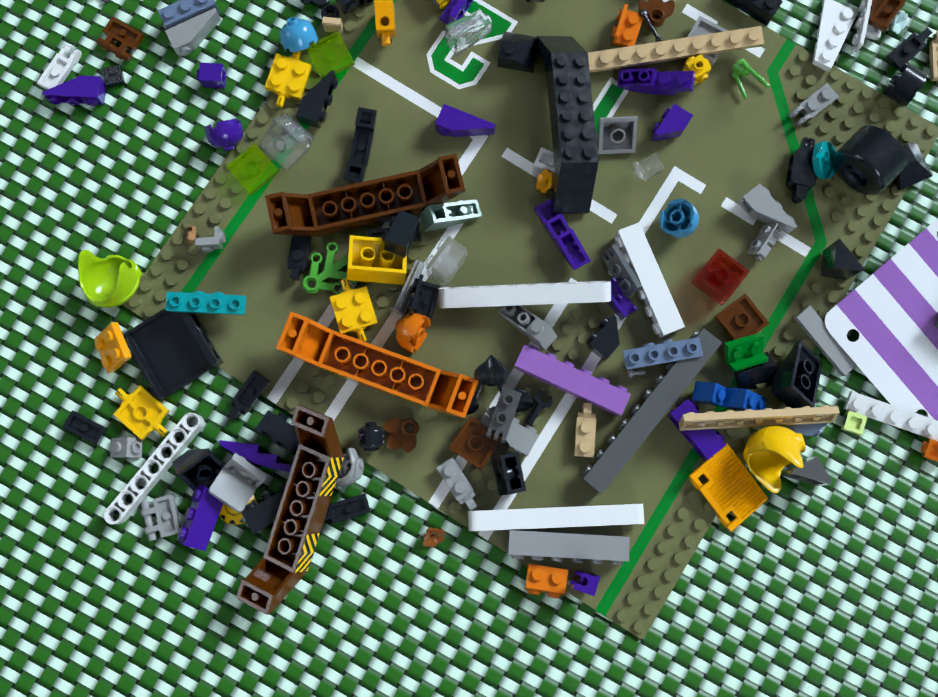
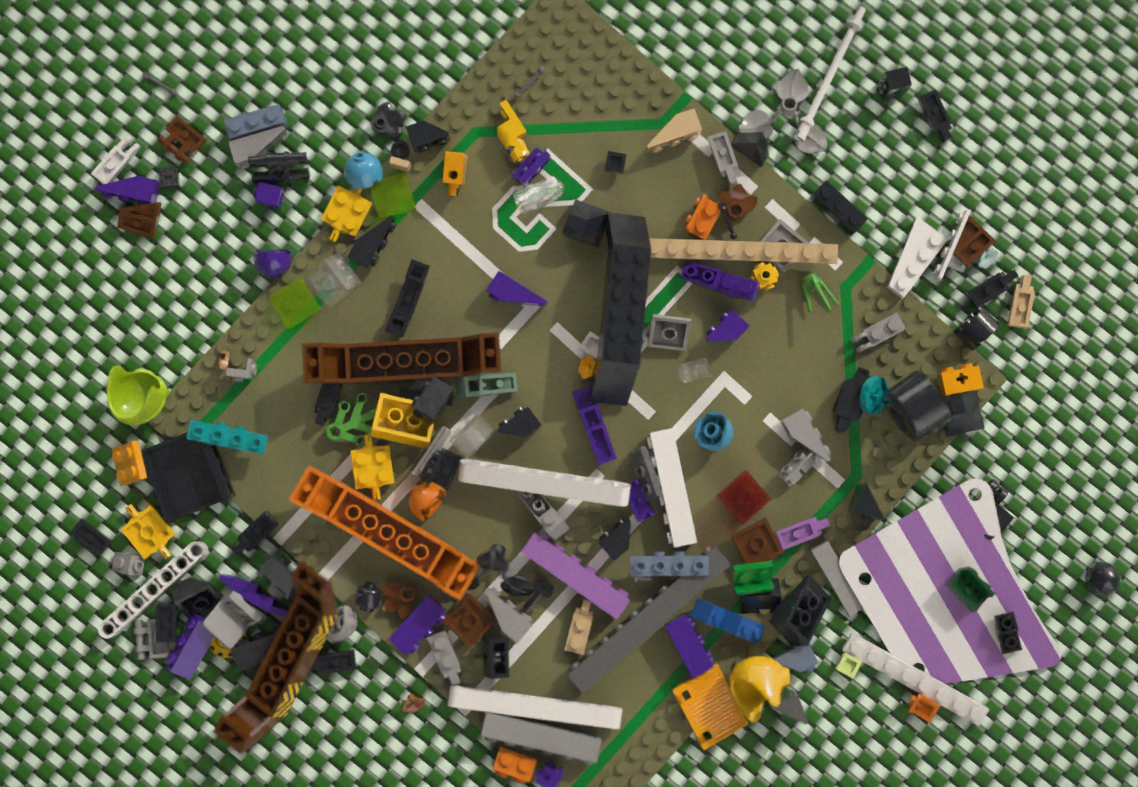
camera: 10 degrees right, 5 degrees up
(91, 116) = (140, 219): none -> reddish brown wing
(172, 497) = (166, 622): none -> black hinge
(222, 38) = (279, 167): none -> black pin
(425, 456) = (418, 625): none -> dark purple brick
(491, 246) = (521, 425): none -> black slope
(504, 414) = (501, 599): dark grey hinge -> none
(758, 418) = (744, 646): tan plate -> none
(781, 301) = (800, 532): none -> medium lavender hinge
(906, 130) = (971, 380): none -> light orange brick

